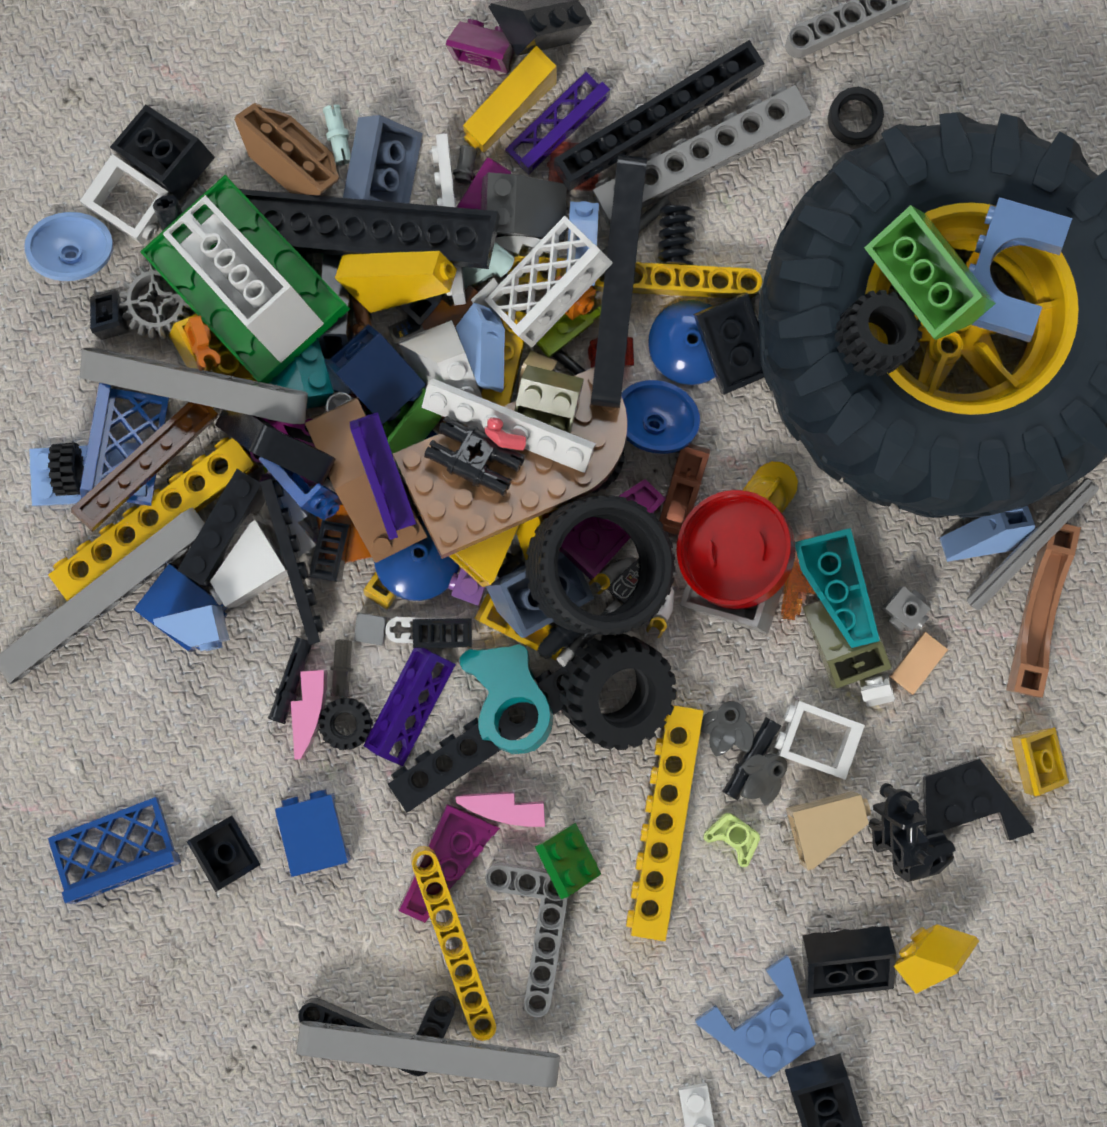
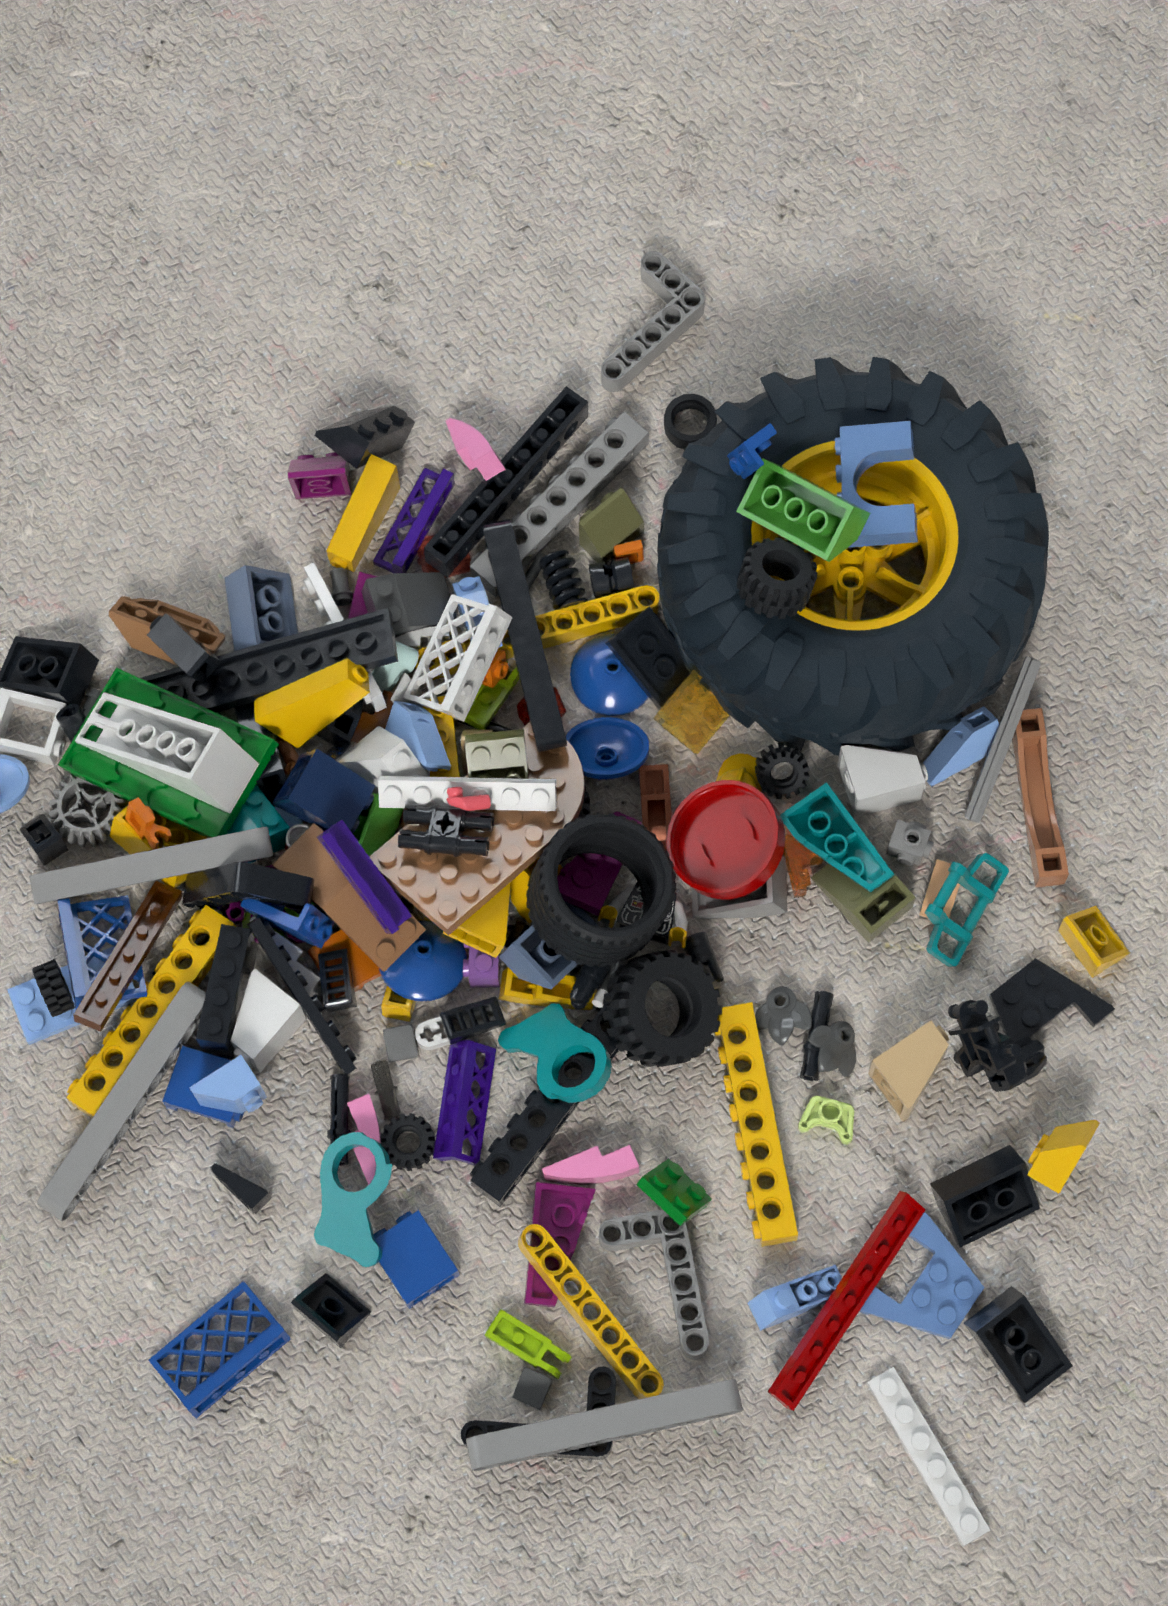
camera: 20 degrees left, 15 degrees down
(183, 717) = (245, 1191): none -> black slope
(261, 778) = (344, 1215): none -> teal animal
(291, 181) = (183, 648): none -> black slope
(337, 134) = (209, 601): light aqua pin -> none
(379, 986) = (532, 1388): none -> dark grey slope
(386, 945) = (525, 1342): none -> lime hinge
(638, 74) = (474, 449): none -> bright pink slope
(644, 992) = (794, 1297): none -> light blue slope
(674, 643) = (700, 949): none -> black hinge
(687, 1013) = (846, 1301): none -> red plate
(723, 248) = (611, 578): none -> black wheel
(740, 197) = (609, 525): none -> olive slope
(748, 228) = (632, 550): none -> orange tile
(749, 410) = (692, 714): none -> clear yellow bracket
(813, 485) = (774, 757): none -> black tyre
(847, 748) = (905, 993): white window -> none
(877, 690) = (911, 927): white bracket -> none
(893, 195) = (746, 458): none -> blue bracket
(901, 539) = (880, 778): none -> white slope
(957, 682) = (937, 916): none -> teal bar

